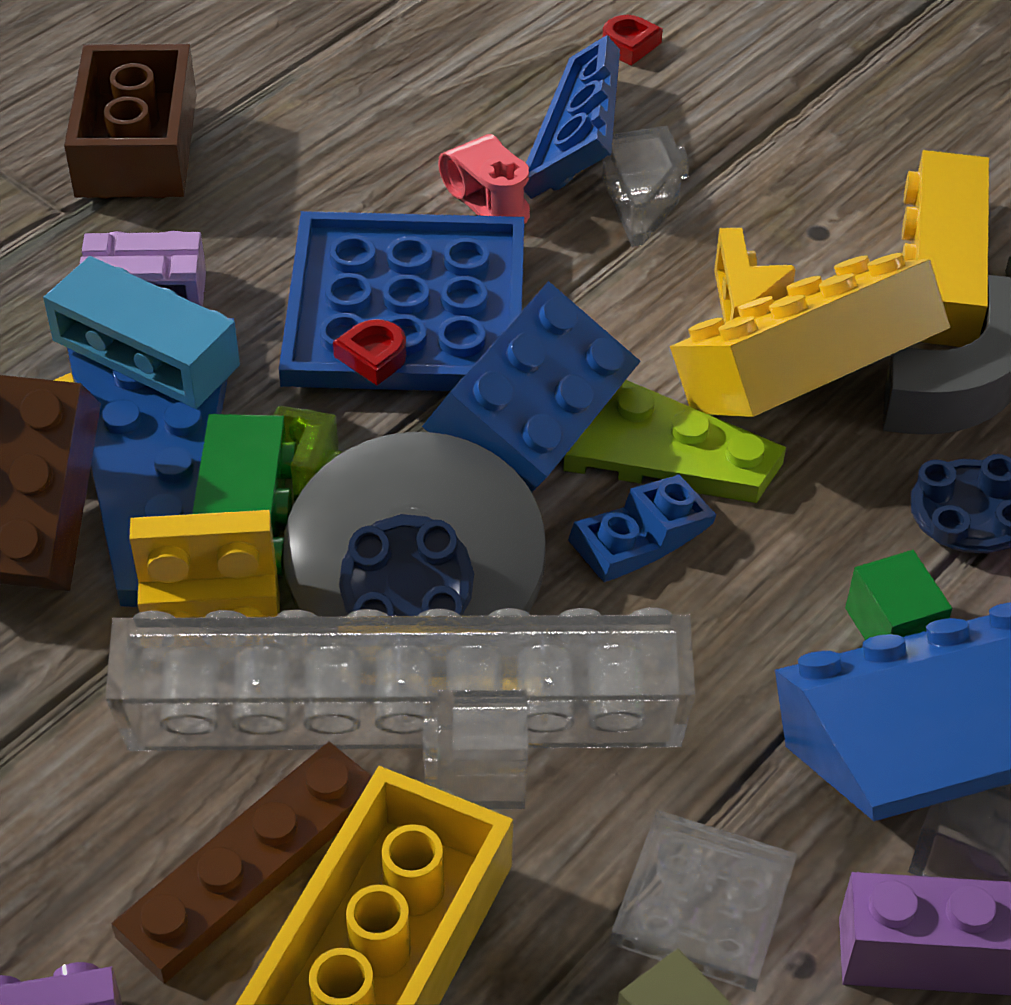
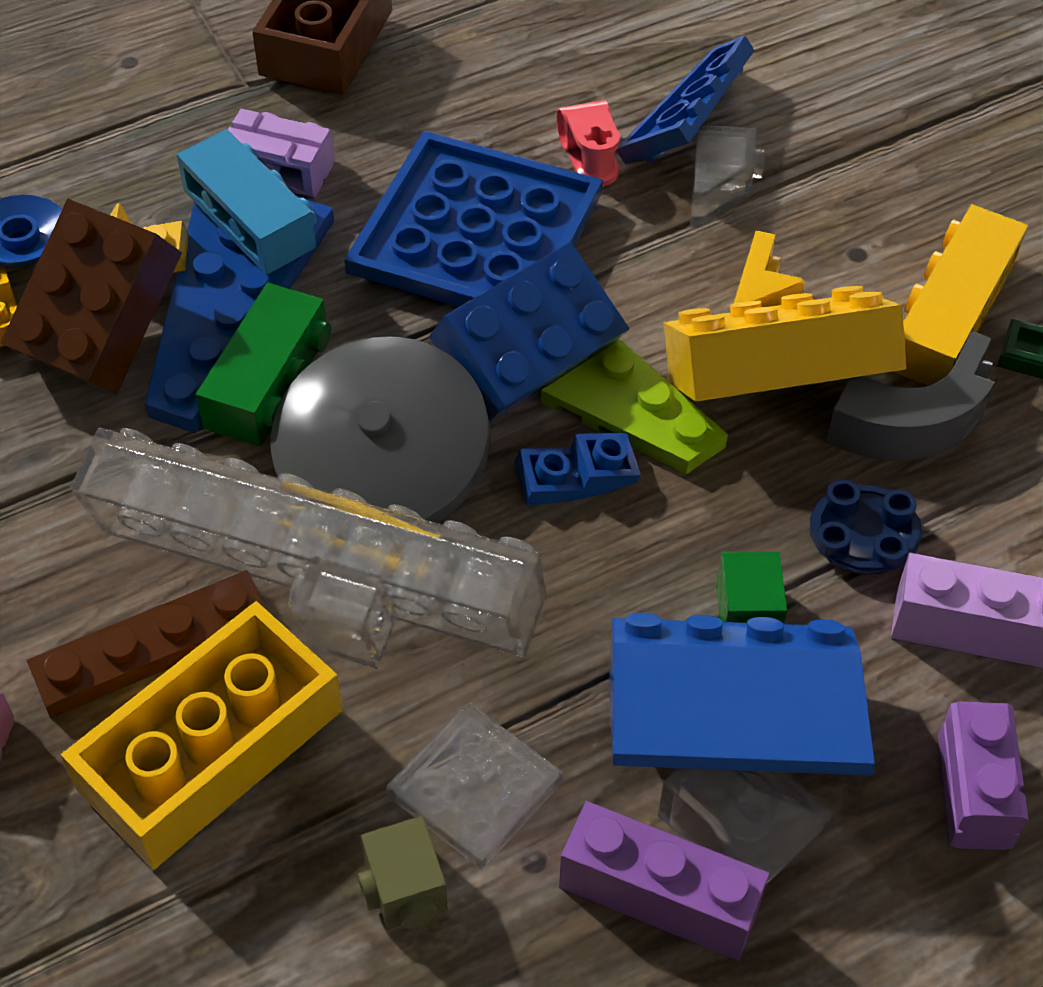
camera: 20 degrees right, 5 degrees up
(206, 564) = (203, 408): yellow plate -> none
(315, 441) = (344, 324): clear neon green bracket -> none
(372, 349) = (423, 261): red tile -> none
(406, 568) = (353, 452): dark blue dish -> none
(633, 36) = (777, 41): red tile -> none

